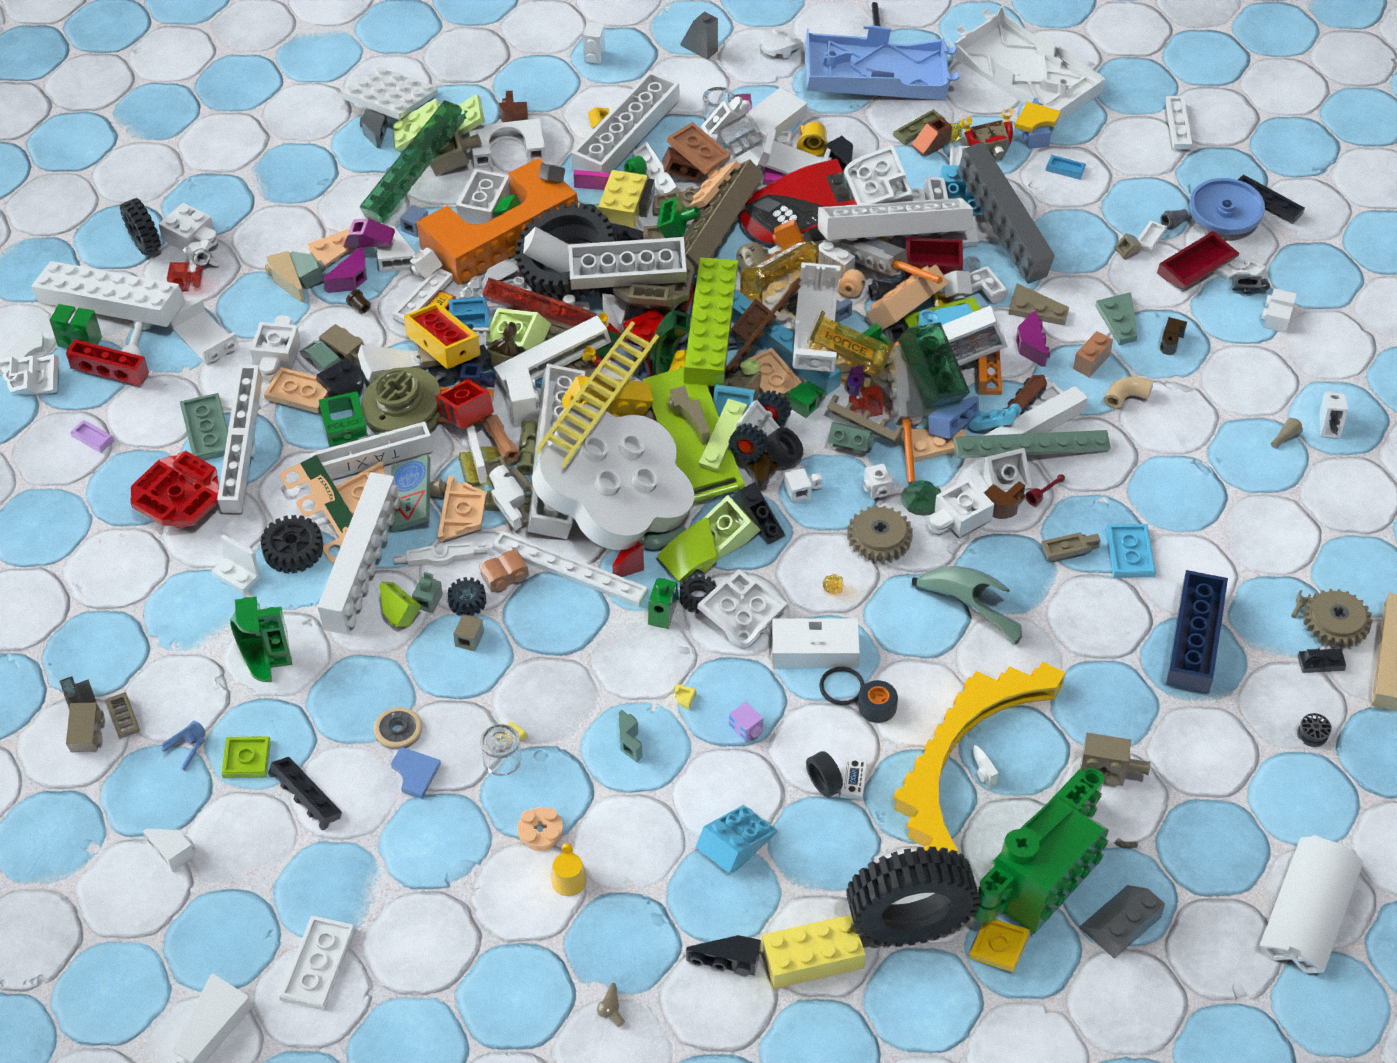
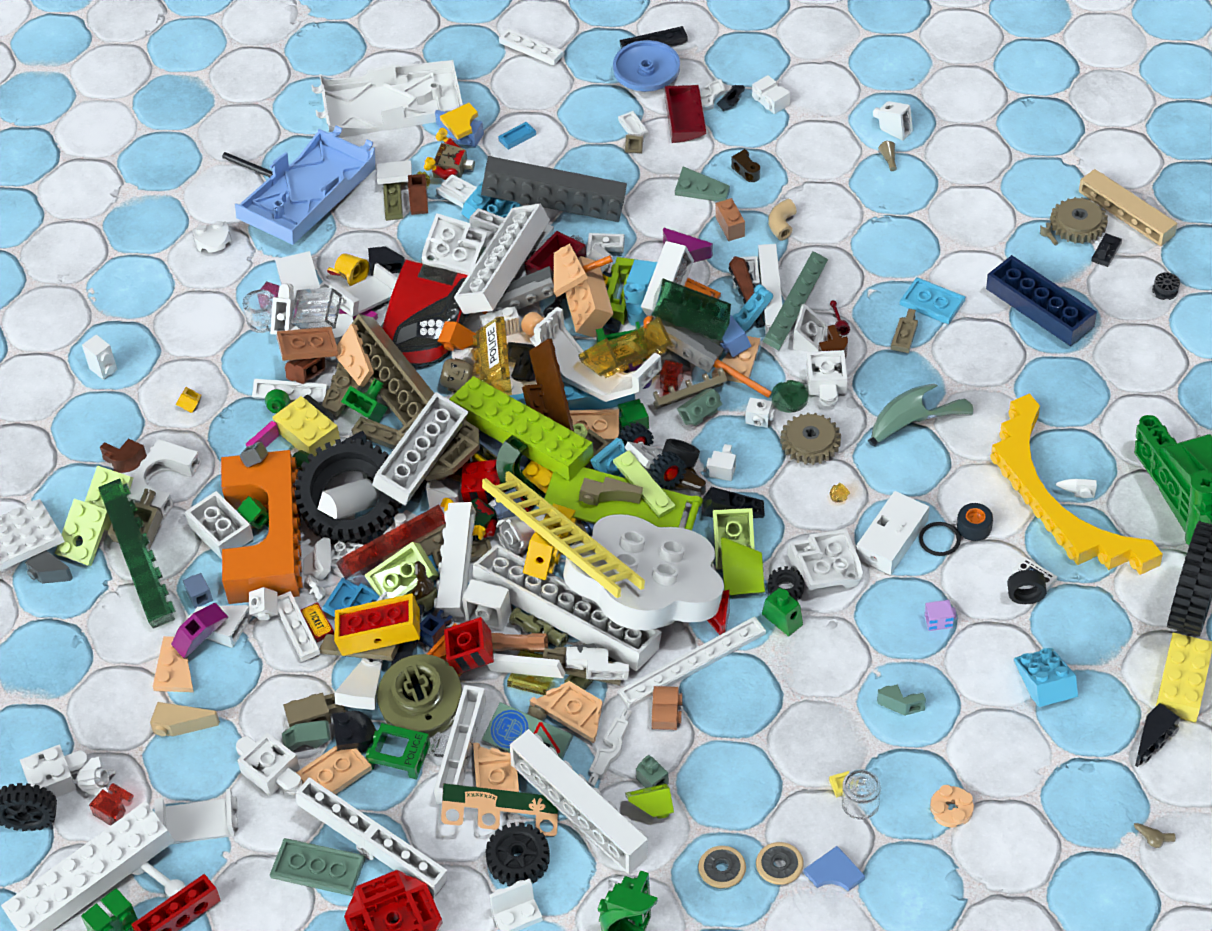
camera: 55 degrees left, 0 degrees up
(308, 268) = (189, 694): sand green slope -> none
(348, 273) = (220, 667): magenta slope -> none
(358, 301) = (262, 677): dark brown bush -> none
(367, 700) = (717, 878): none -> wheel
(467, 596) = (676, 740): black wheel -> none
(468, 632) = (715, 763): dark tan brick -> none
(568, 872) = (1012, 805): yellow hat -> none
(626, 124) = (221, 383): white brick -> none
(684, 696) = (881, 645): light yellow tile -> none
(702, 36) = (161, 280): dark grey slope -> none
(907, 262) = (567, 270): none -> light nougat wing
(946, 109) = (393, 172): none -> white tile
(1027, 301) = (650, 228): dark tan wing -> none
(1111, 758) = (1125, 410): dark tan brick -> none
(1173, 217) = (628, 102): dark grey cone -> none

